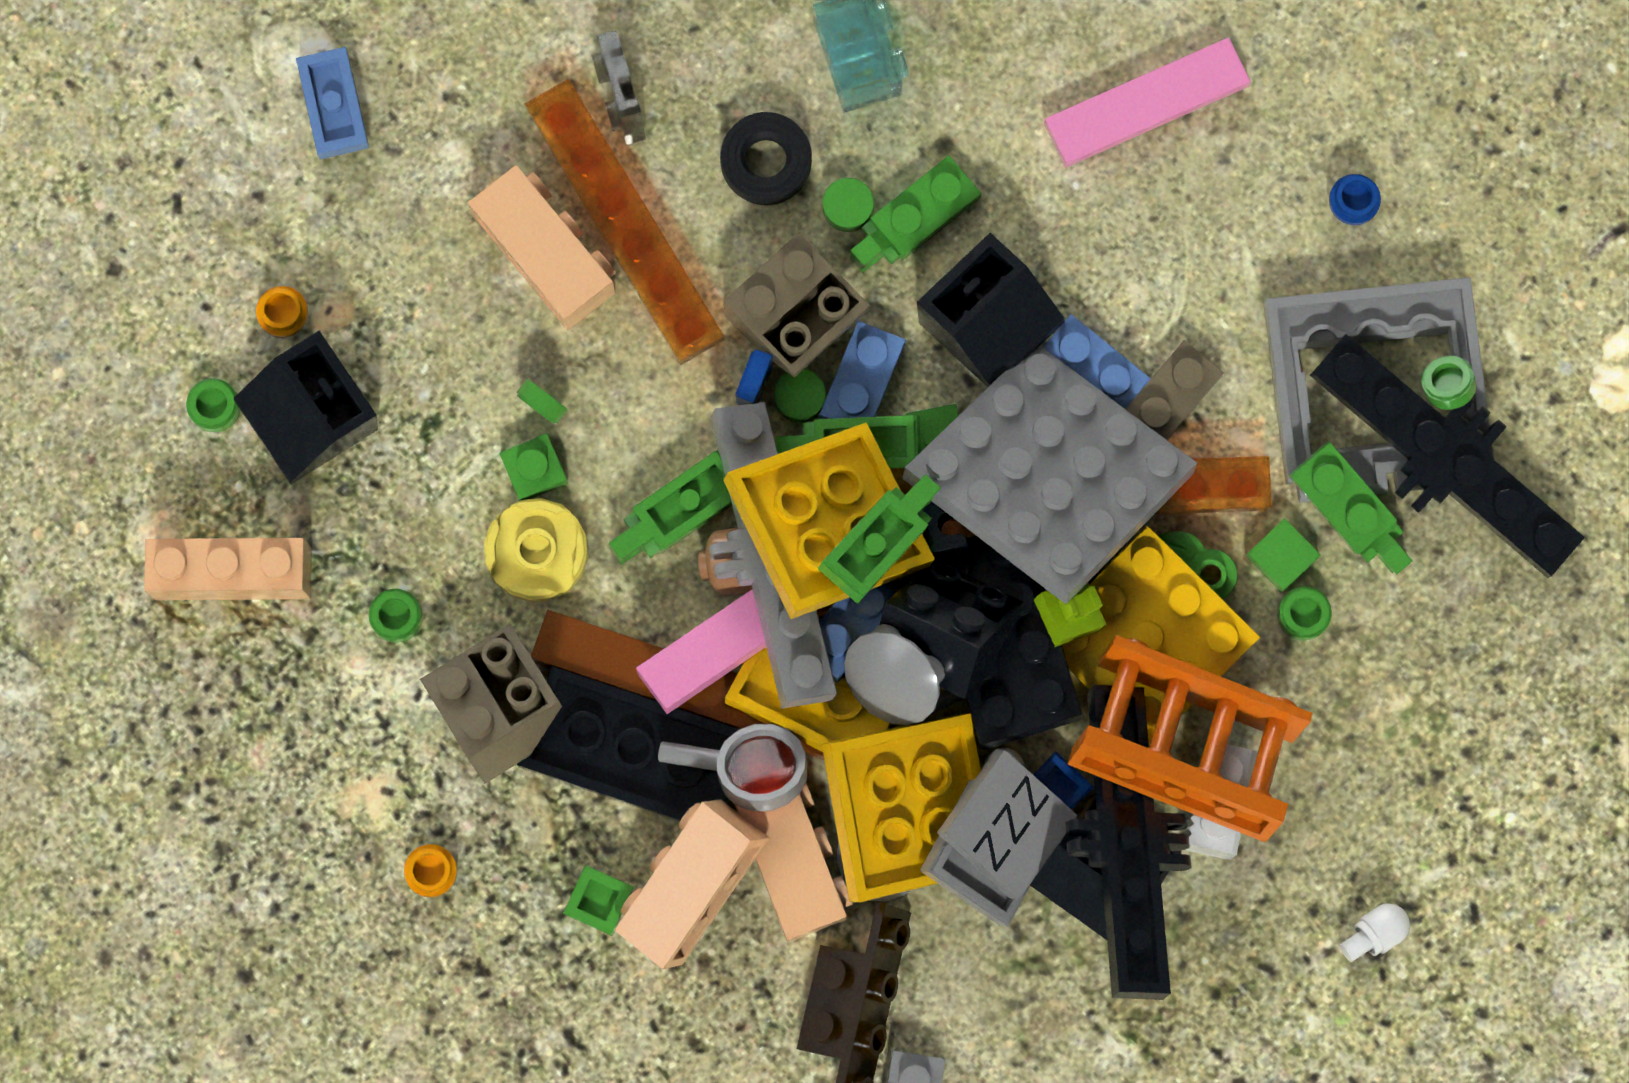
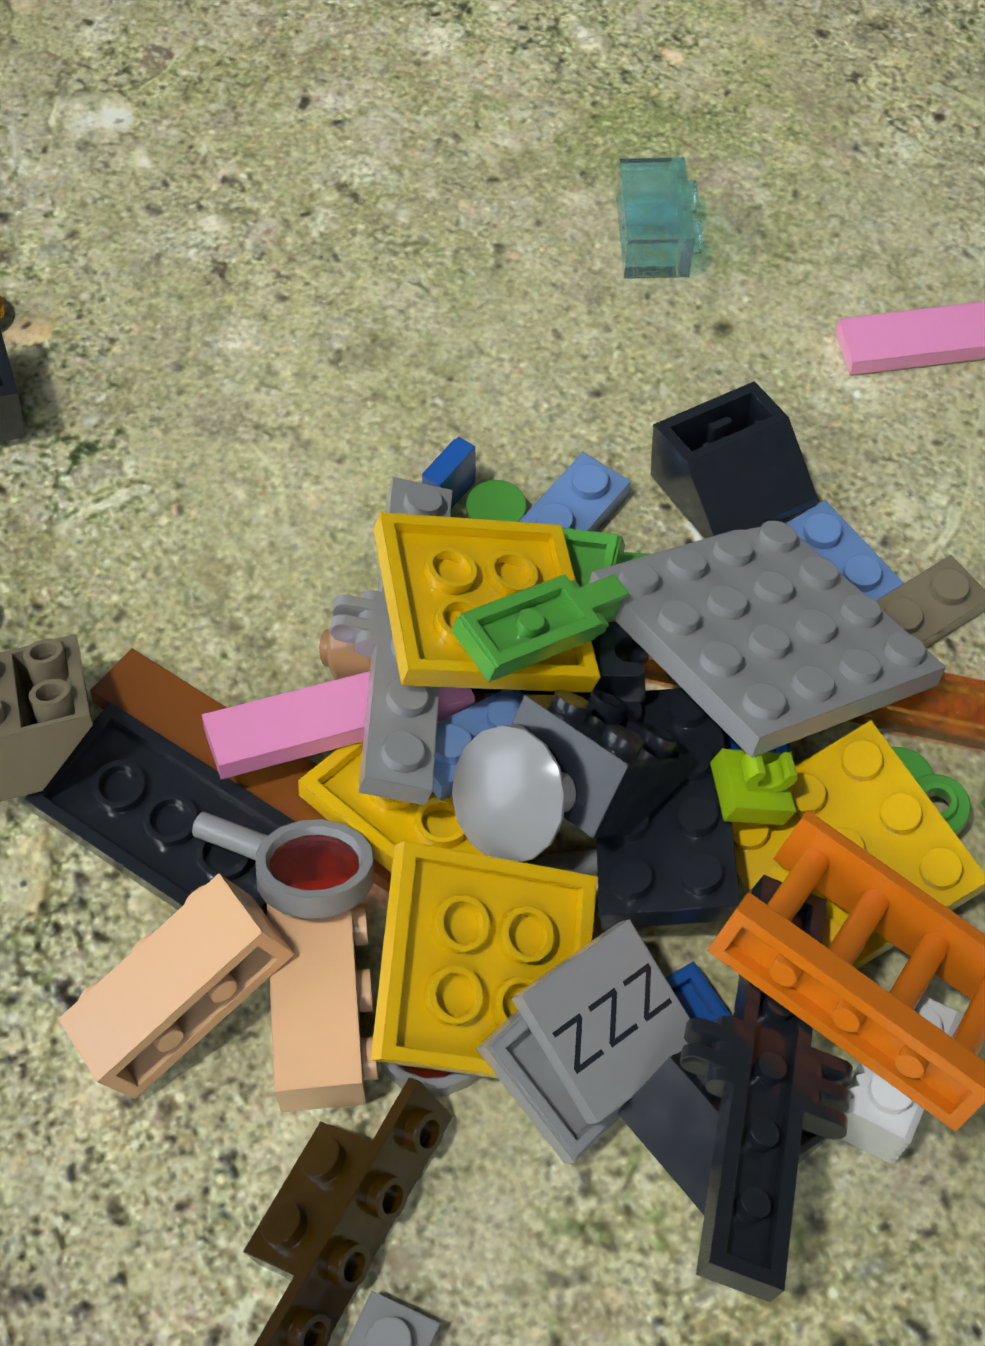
camera: 15 degrees right, 20 degrees down
(332, 103) = (107, 150): medium blue plate -> none
(533, 467) = (176, 510): bright green plate -> none
(536, 550) = (145, 591): light yellow tile -> none
(541, 401) = (208, 444): bright green tile -> none
(543, 246) = (268, 309): light nougat brick -> none
(598, 900) = (53, 983): bright green plate -> none
(624, 109) = (396, 181): clear smoke wing -> none
(624, 222) = (363, 315): clear orange plate -> none
(674, 510) = (306, 584): bright green hinge -> none
(758, 128) = (526, 319): black tyre -> none
(794, 306) = (514, 406): dark tan slope -> none
(848, 204) = (604, 350): bright green tile -> none
(916, 215) = (673, 377): bright green hinge -> none

